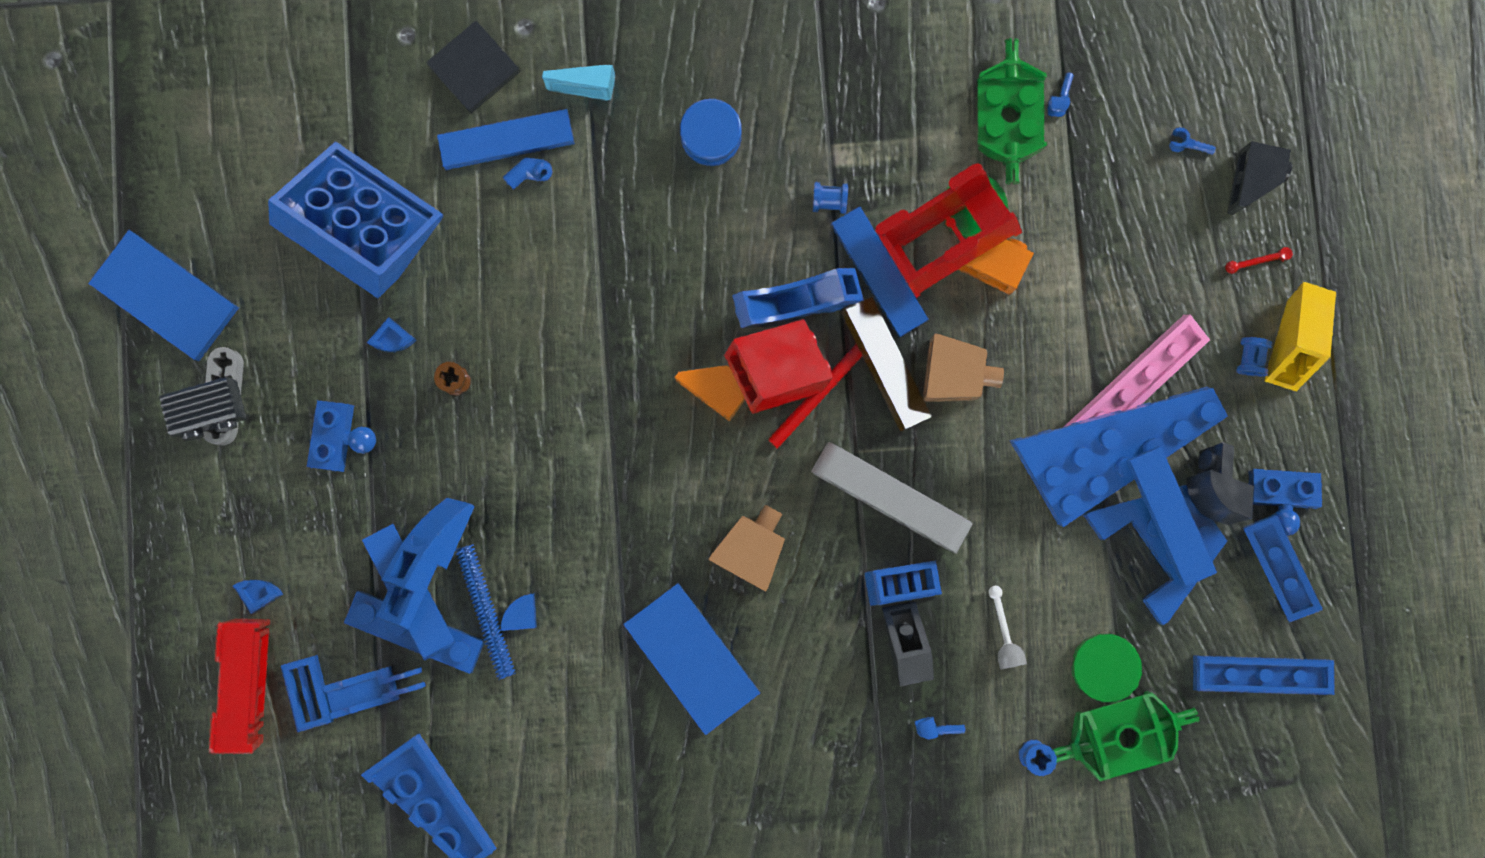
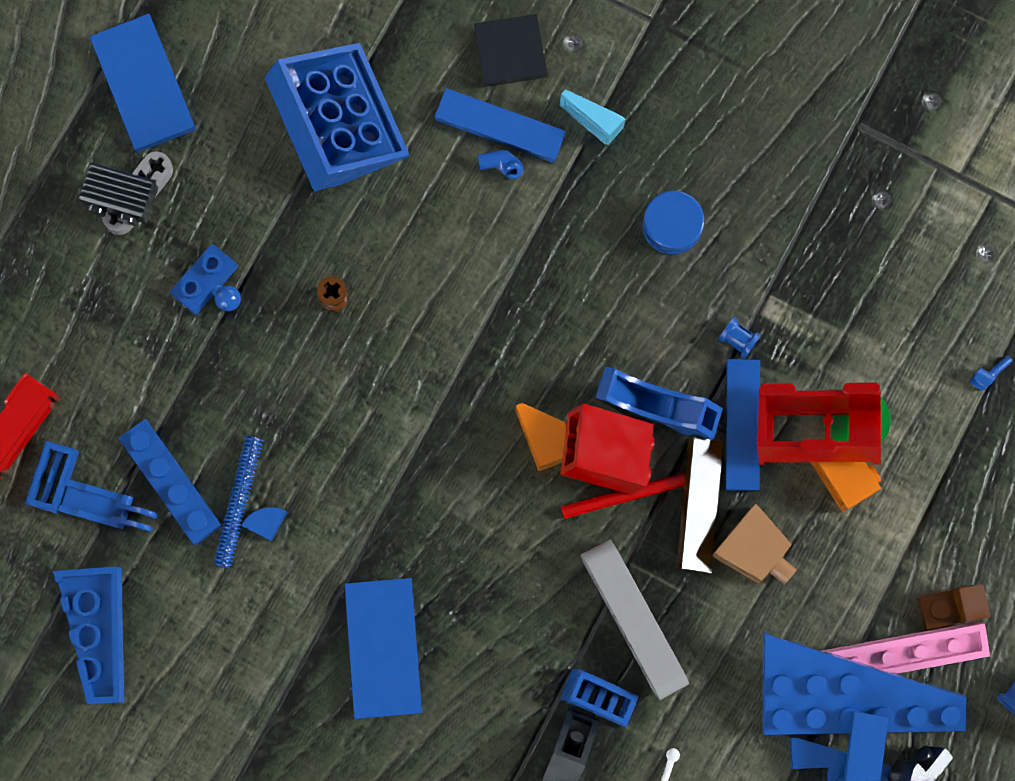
camera: 30 degrees right, 5 degrees down
(257, 594) = (63, 371): blue tile -> none
(391, 337) = (303, 229): blue tile -> none
(417, 558) = (220, 419): blue slope -> none
(428, 625) = (187, 445): blue tile -> none
(752, 548) = (490, 587): medium nougat torso -> none
(1017, 87) = (956, 341): green plate -> none
(1153, 317) = (953, 607): none -> reddish brown slope

